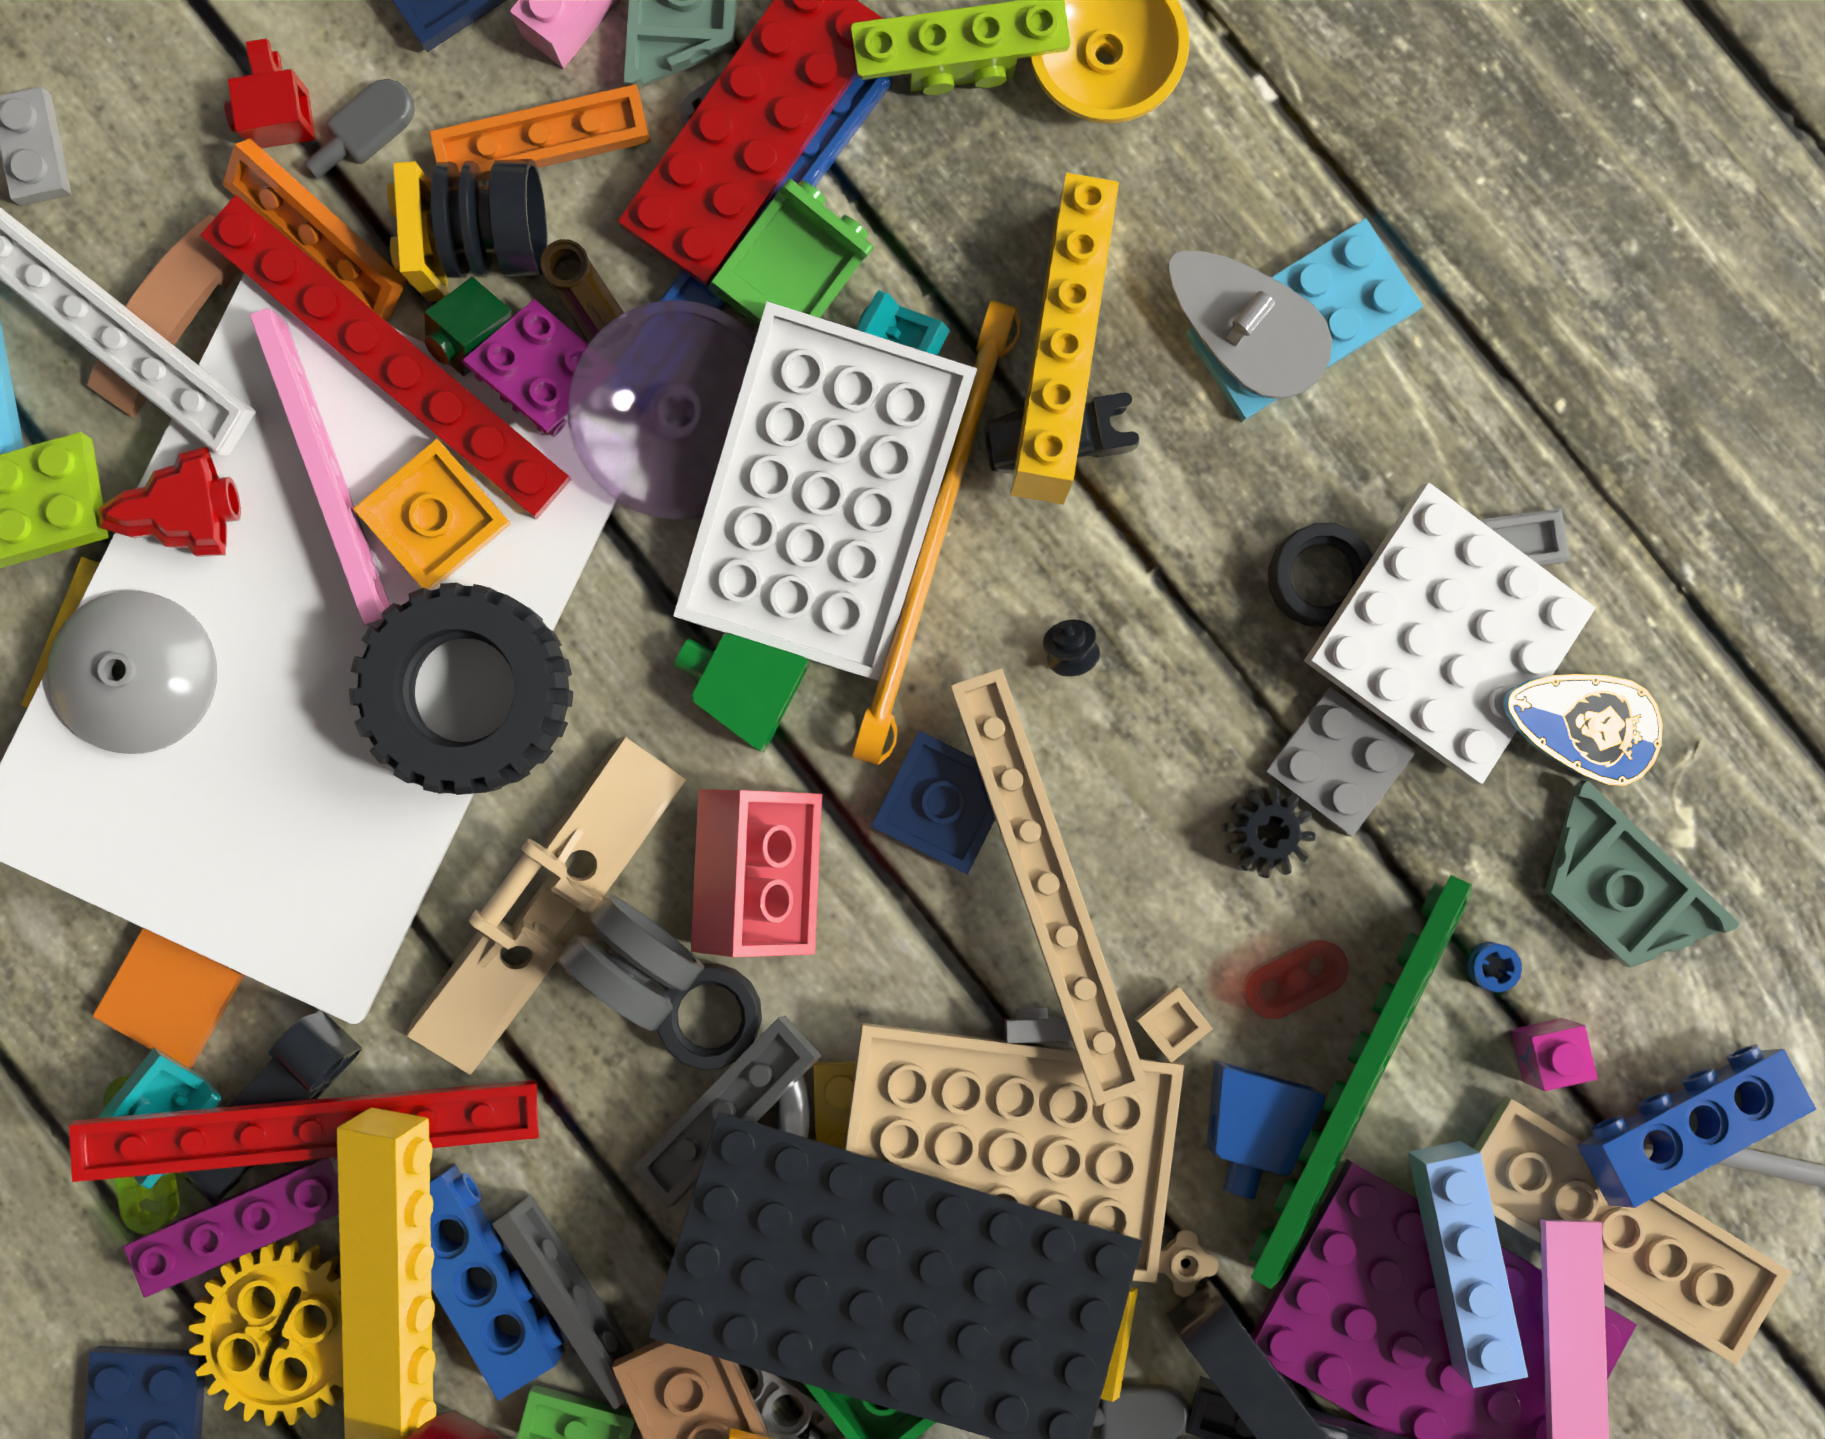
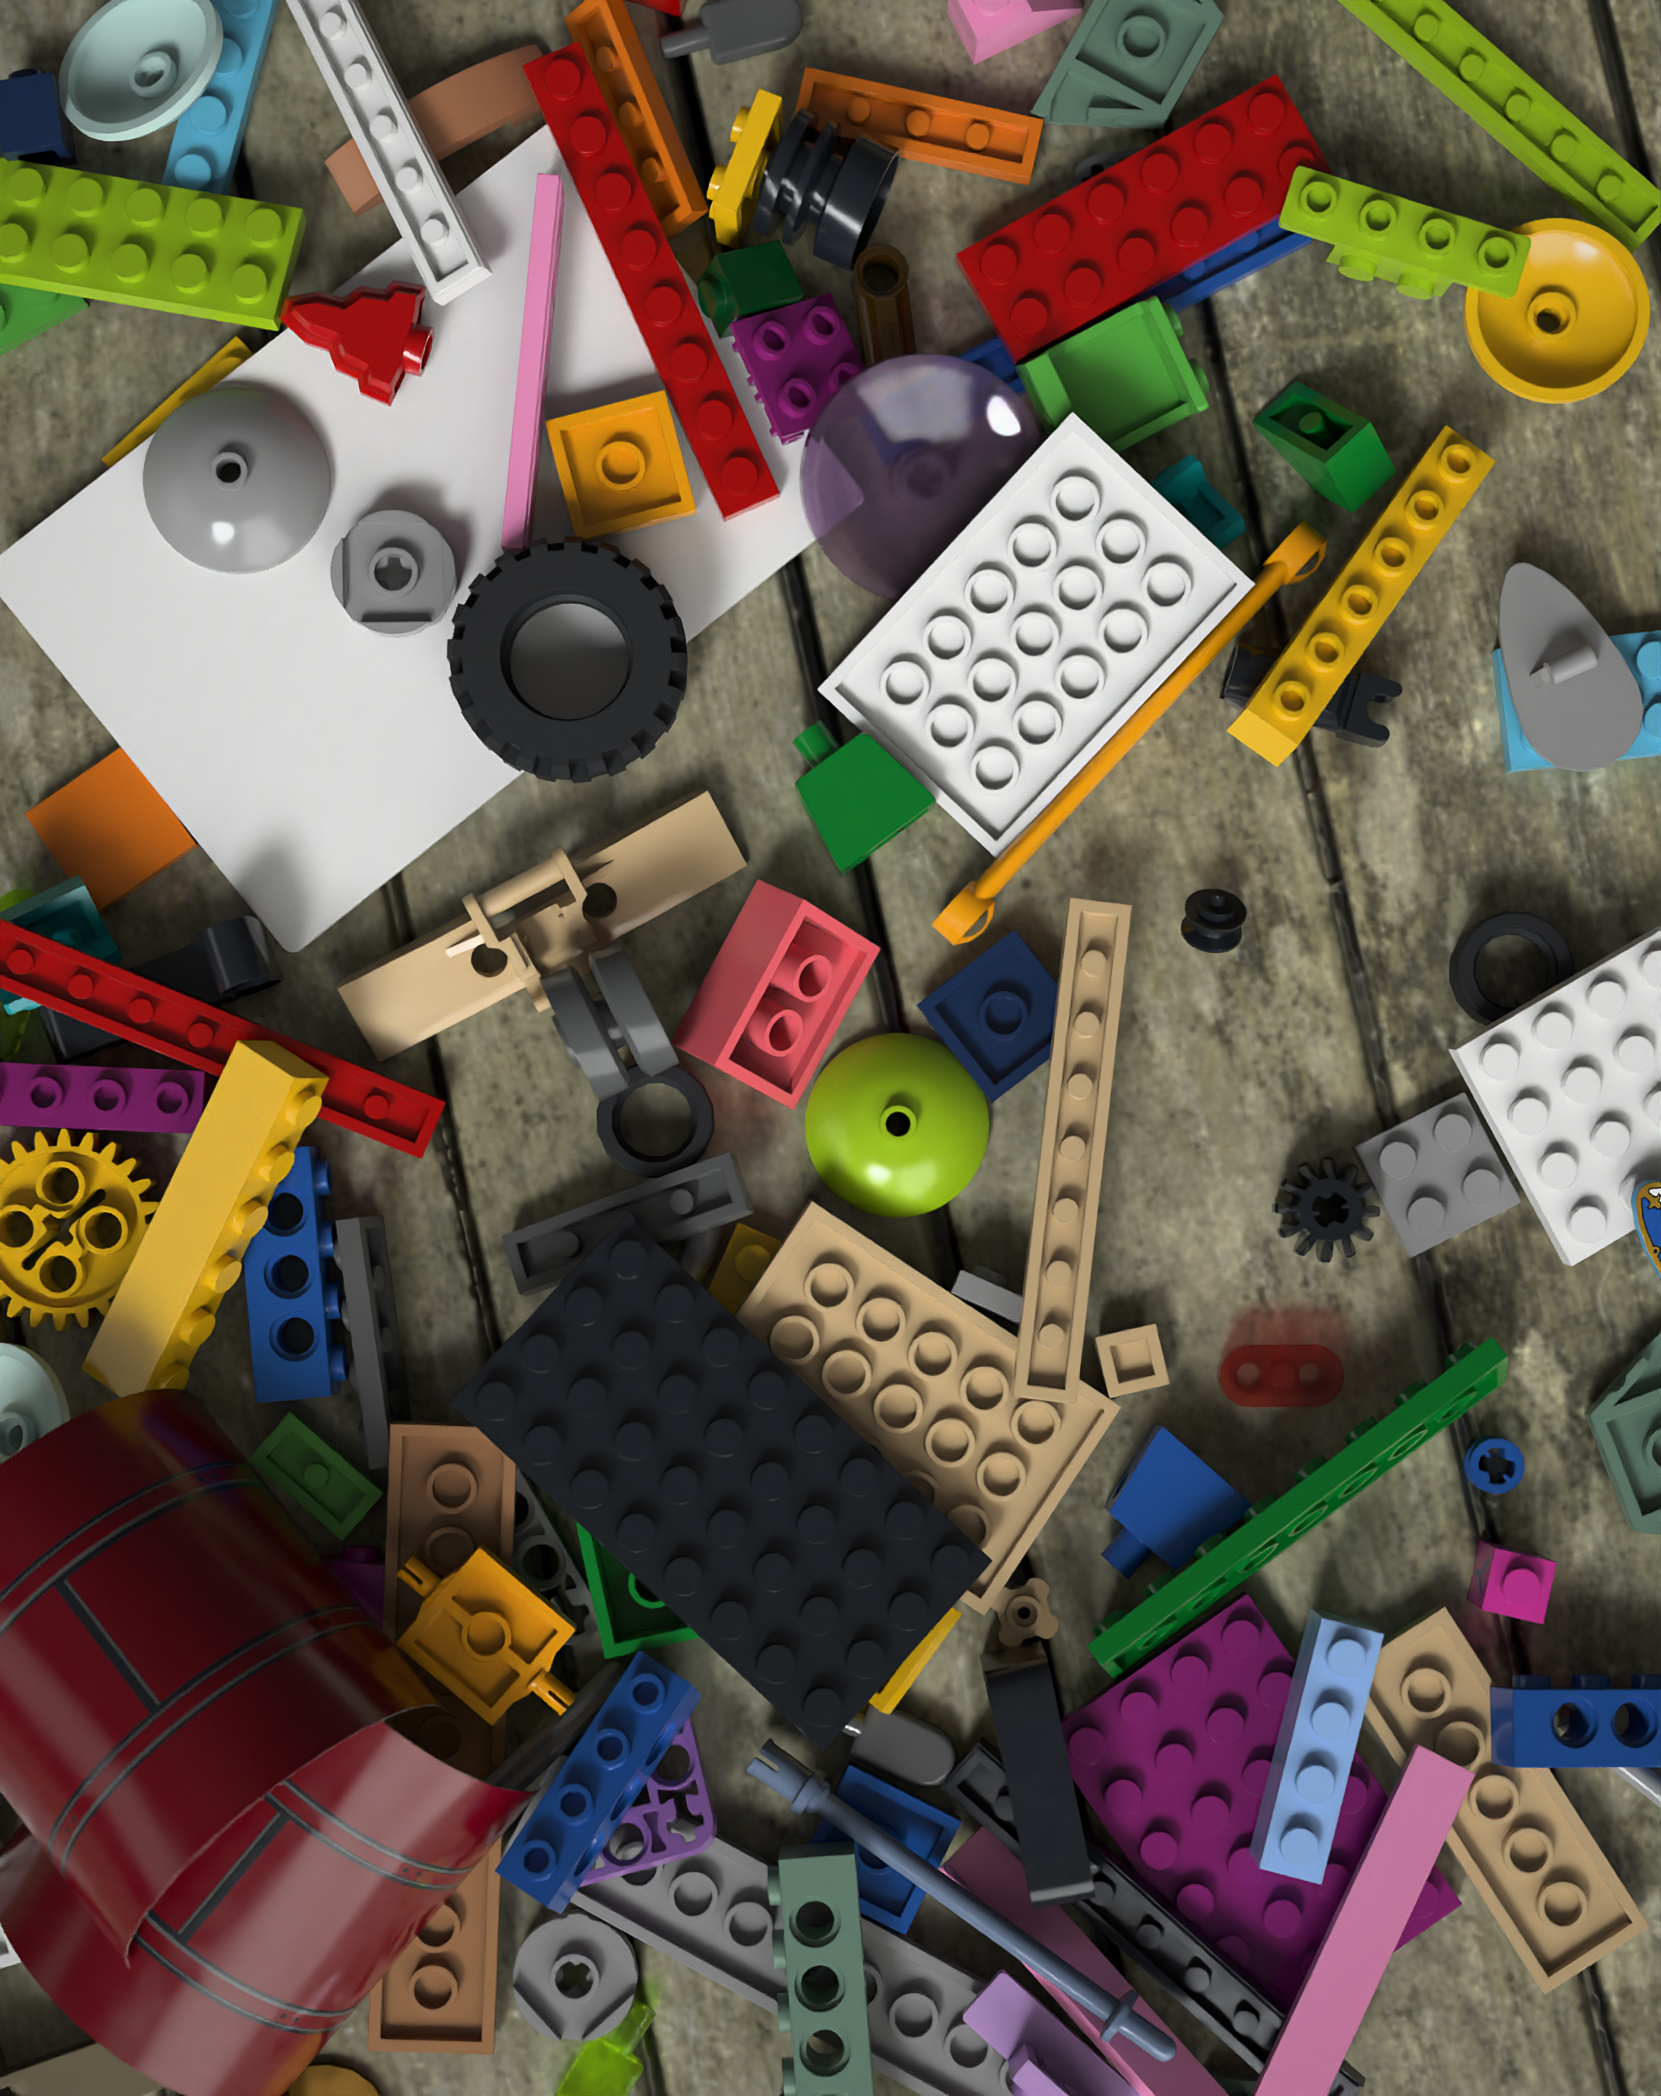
camera: 30 degrees right, 0 degrees up
(263, 675) = (368, 548): none -> light grey plate
(892, 887) = (850, 1134): none -> lime dish
(981, 233) = (1327, 445): none -> green slope

